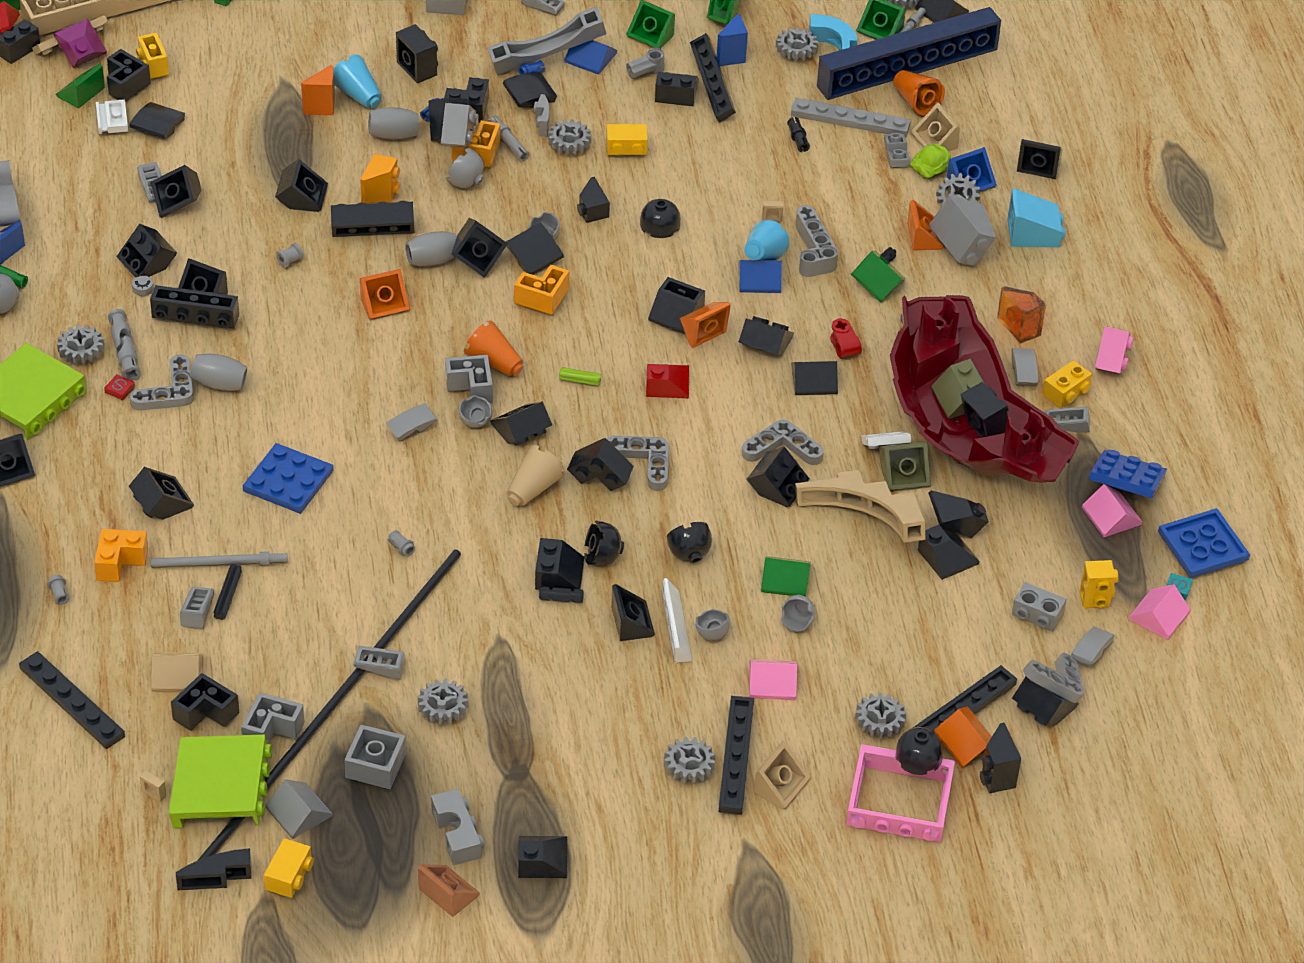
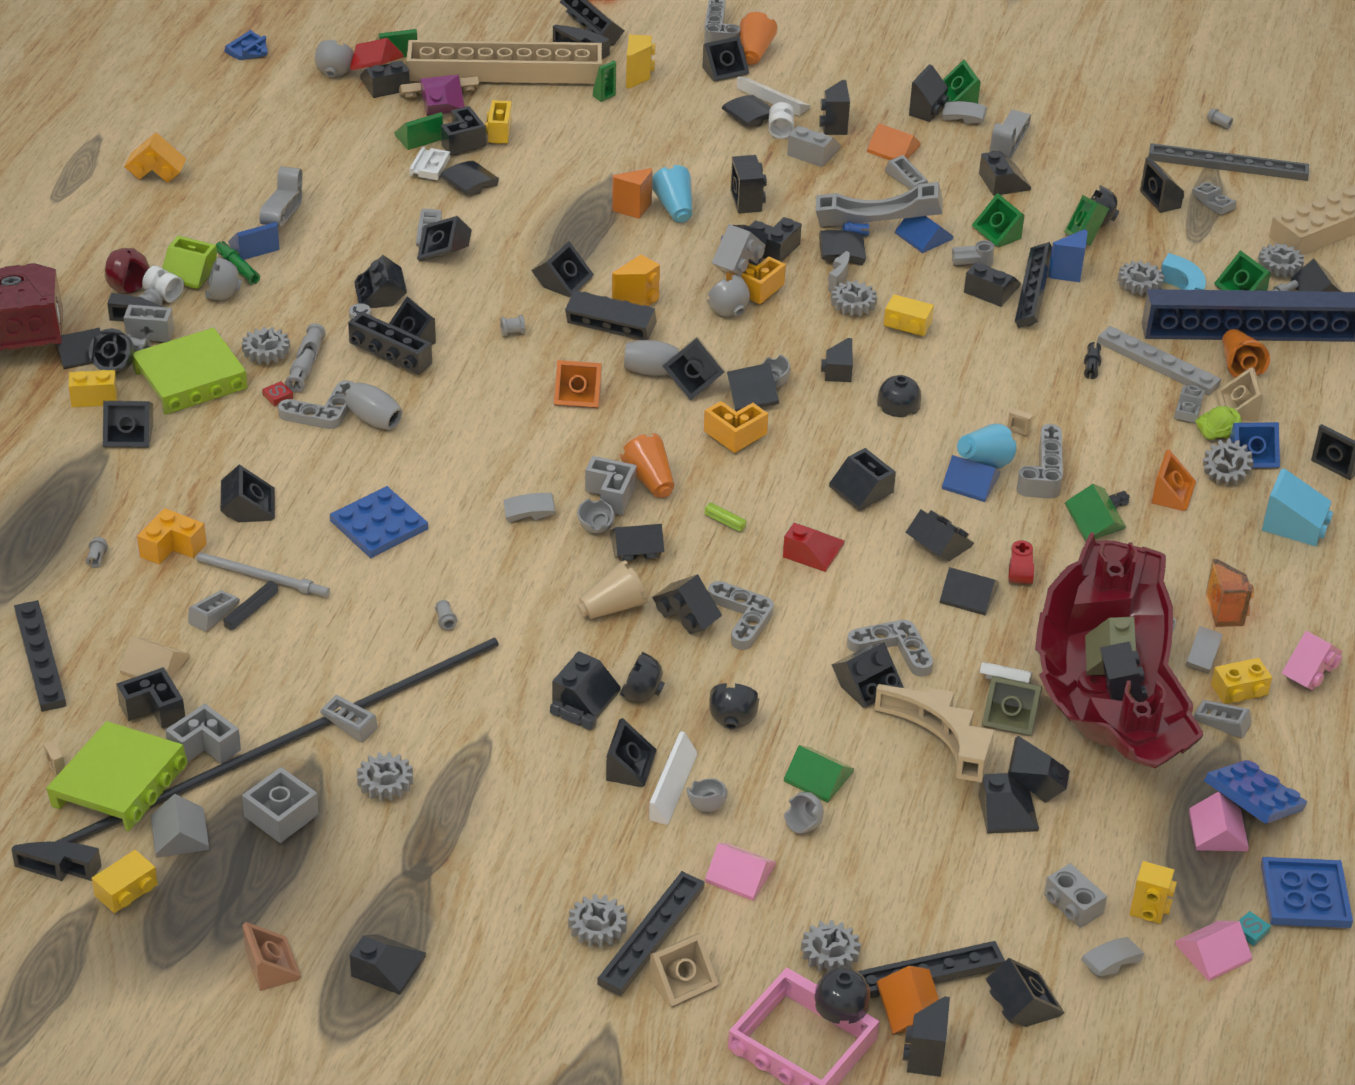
camera: 25 degrees right, 5 degrees down
(393, 123) = (686, 238): light grey piece -> none
(452, 810) = (316, 919): light grey arch -> none
(510, 140) = (792, 281): light grey pin -> none
(706, 322) = (882, 505): orange slope -> none
(964, 229) = (1209, 494): light grey slope -> none
(1064, 681) = (1048, 983): light grey beam -> none

